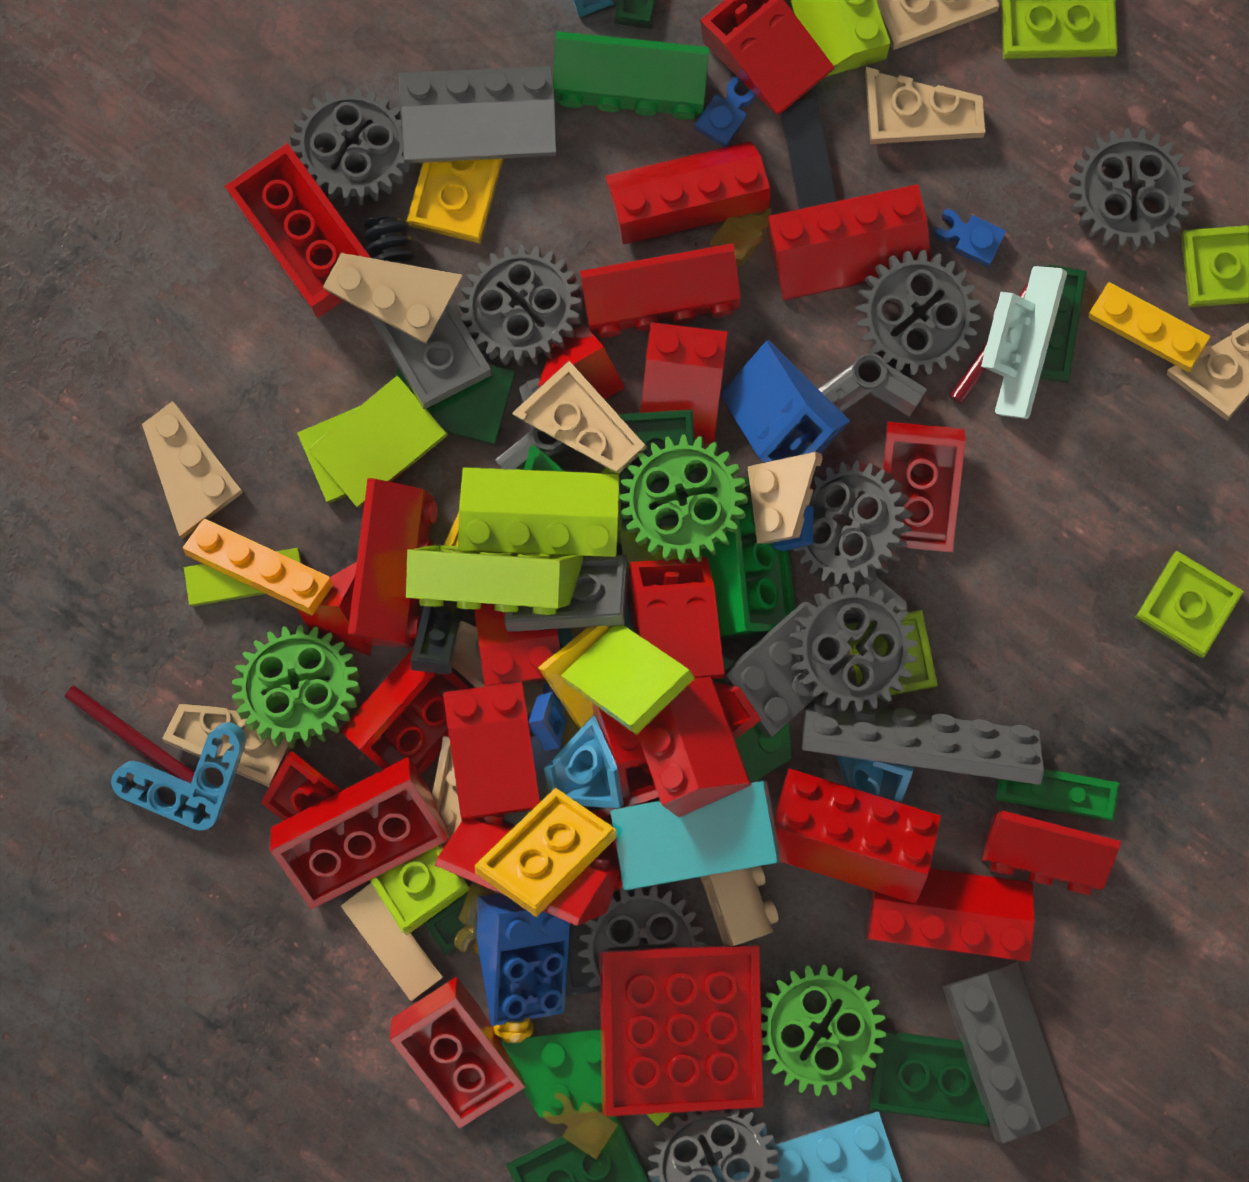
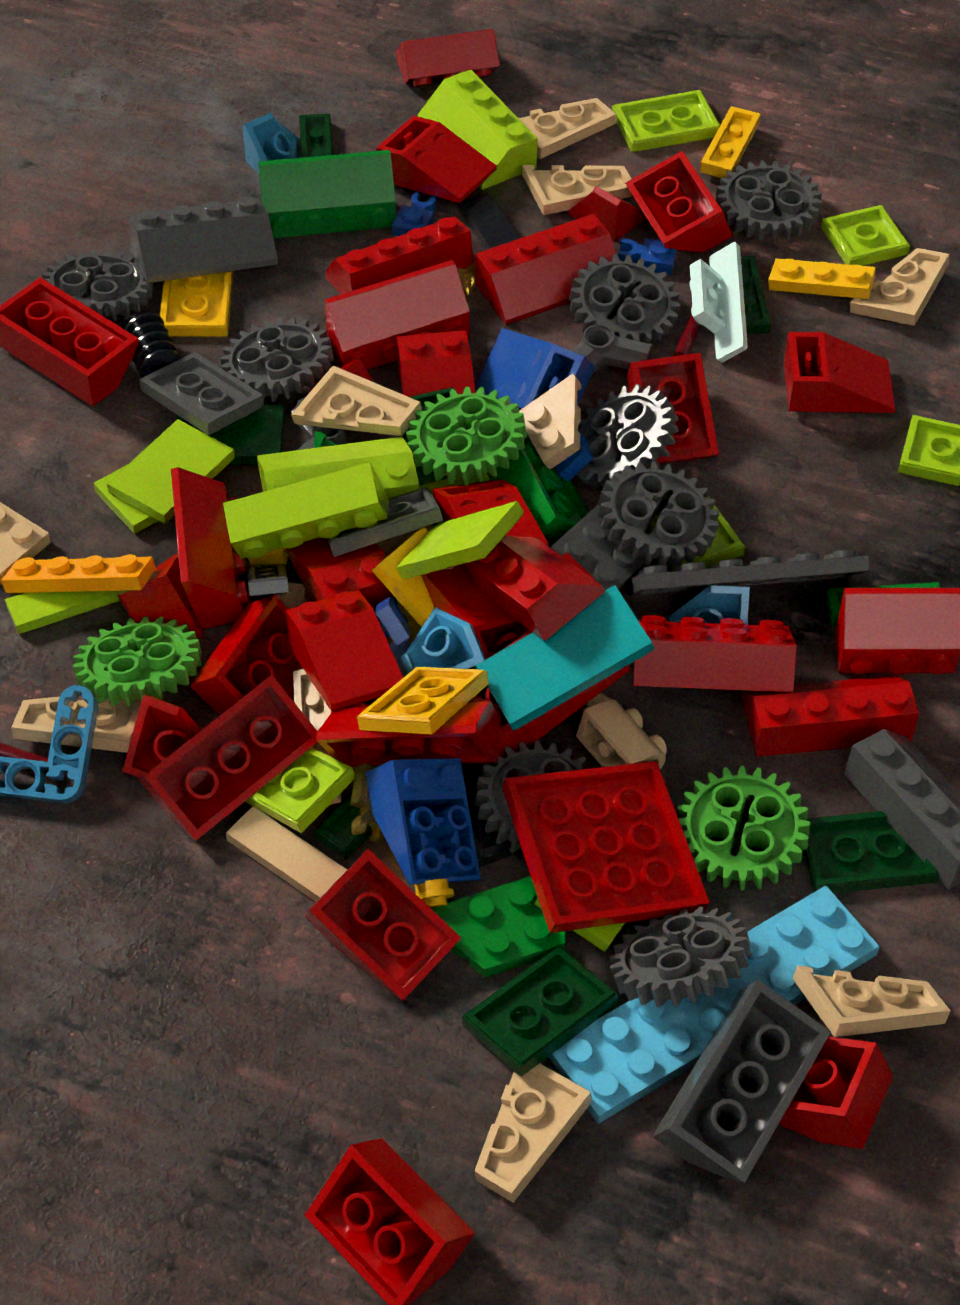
camera: 20 degrees left, 30 degrees down
(394, 292) = (160, 353): tan wing -> none
(586, 1128) = (534, 958): clear yellow plate -> none
(946, 164) = (613, 212): none -> red slope
(1021, 183) = (679, 206): none -> red slope
(1113, 483) = (835, 376): none -> red slope
(1119, 80) = (730, 142): none -> yellow plate

